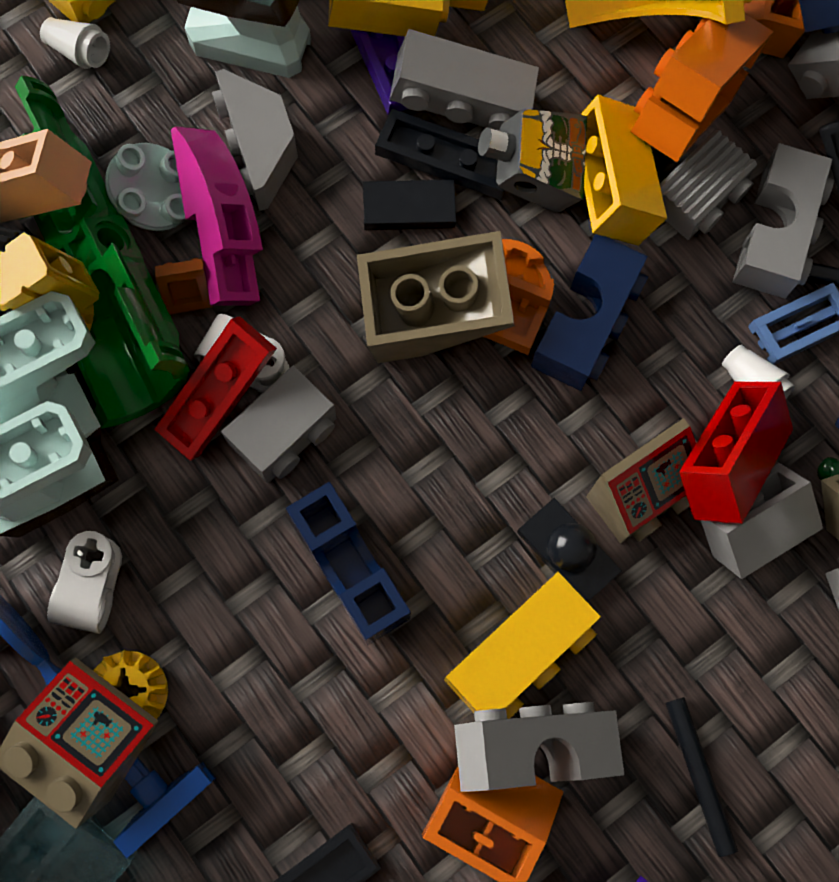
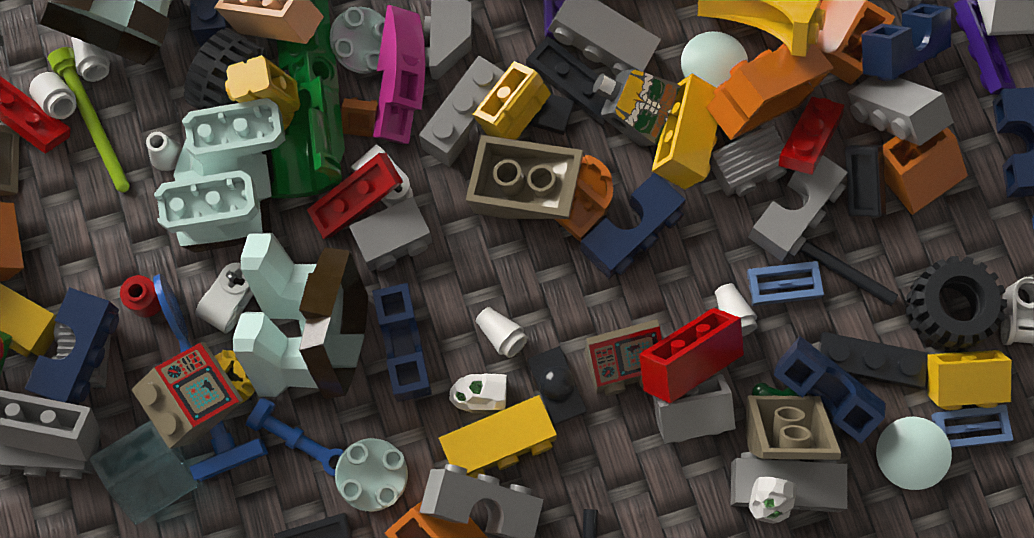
camera: 25 degrees right, 0 degrees up
(191, 733) = (261, 418): none -> blue piece
(196, 542) = (315, 297): none -> light aqua piece
(311, 249) = (451, 124): none -> light grey arch
(368, 758) = (371, 474): none -> light aqua dish
(380, 201) = (512, 102): none -> yellow brick
(472, 504) = (503, 333): none -> white cone
(476, 595) = (480, 393): none -> white rock
(609, 71) = (712, 57): none -> light aqua dish
(771, 128) = (811, 135): none -> red plate

